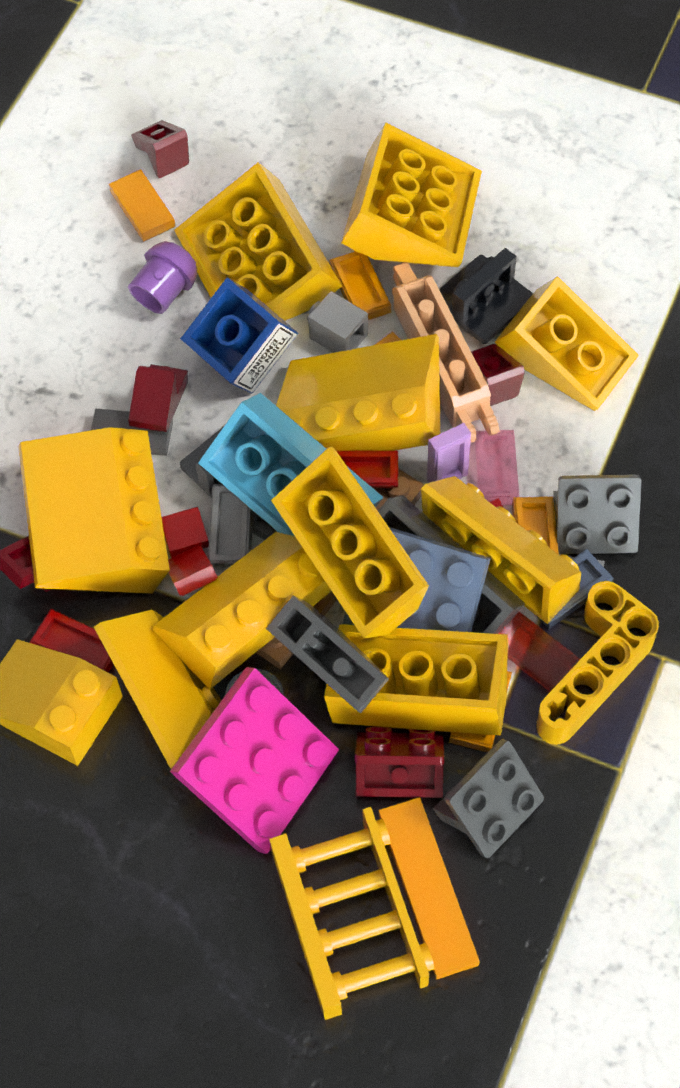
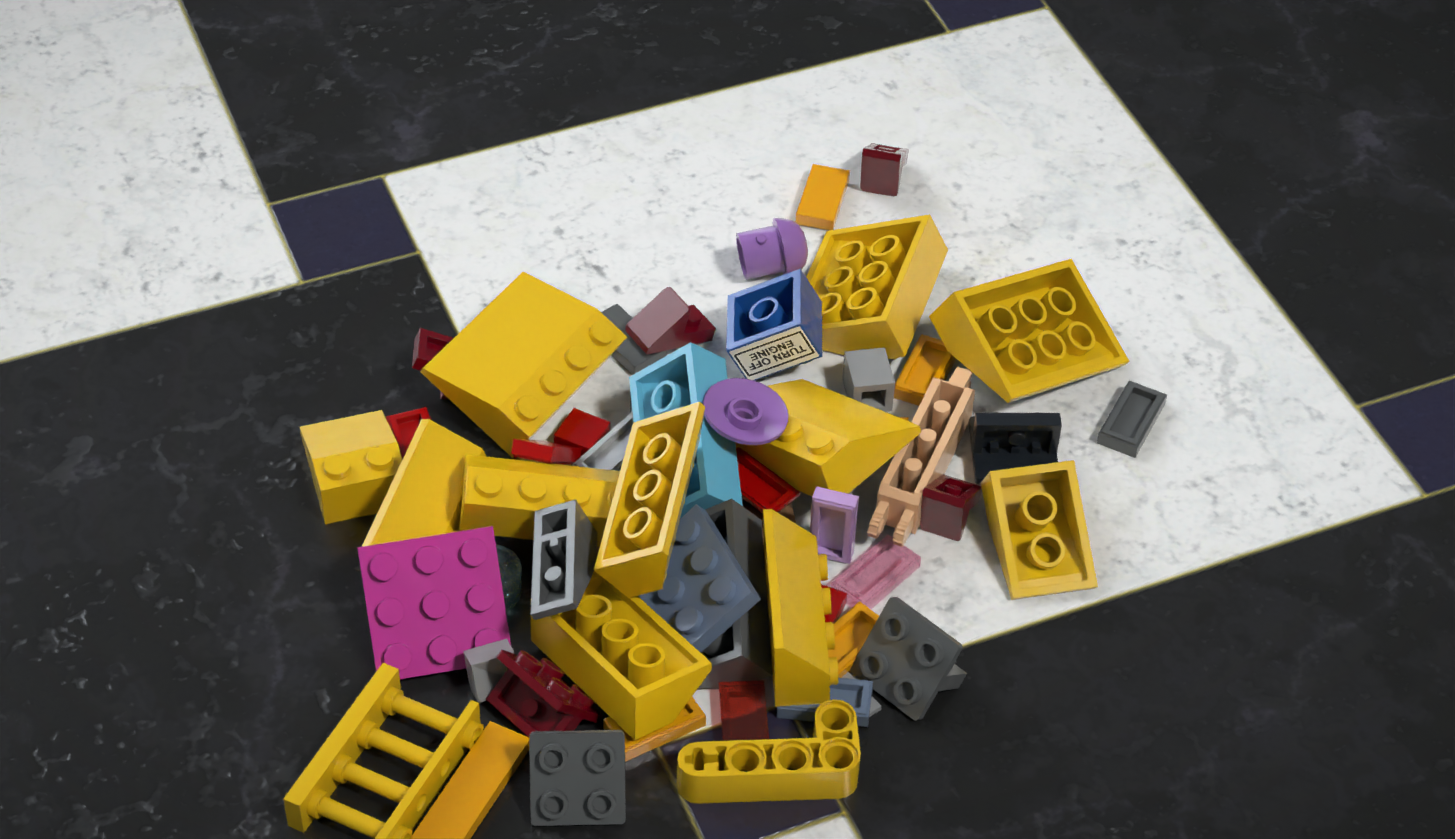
camera: 40 degrees right, 15 degrees down
(326, 420) = (745, 411): none -> medium lavender dish
(336, 772) = (484, 668): none -> light grey slope
(526, 213) = (1131, 419): none -> dark grey tile

